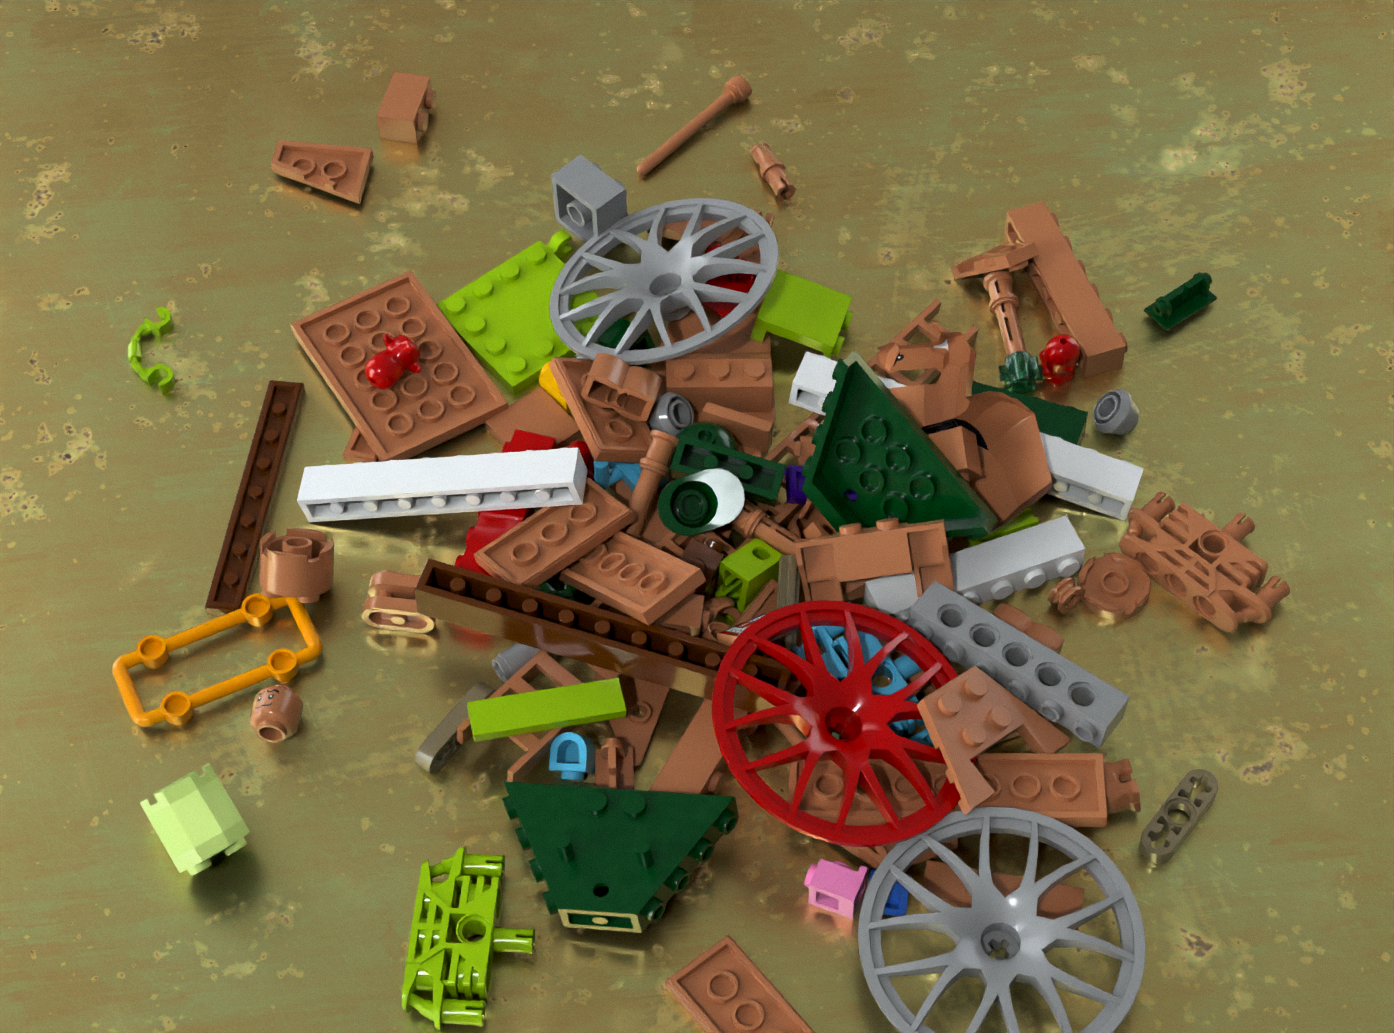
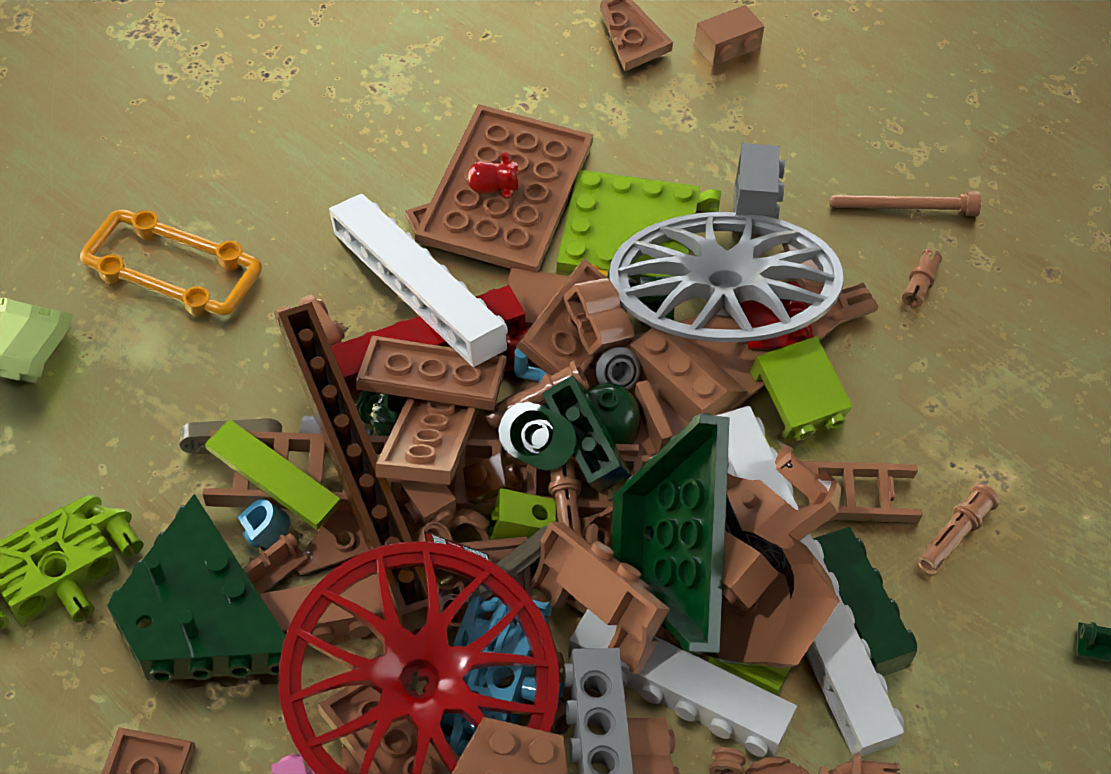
camera: 45 degrees right, 0 degrees up
(135, 351) = (379, 47): lime piece -> none
(255, 498) = (325, 189): reddish brown tile -> none
(276, 713) = (149, 323): nougat head -> none
(296, 564) = (274, 245): nougat brick -> none
(1008, 255) = (1008, 482): nougat wing -> none
(1021, 372) = (910, 574): clear green gear -> none
(1059, 359) = (952, 594): red animal -> none
(1066, 289) = (1028, 551): nougat brick -> none
(1115, 413) = (944, 674): light grey cone -> none

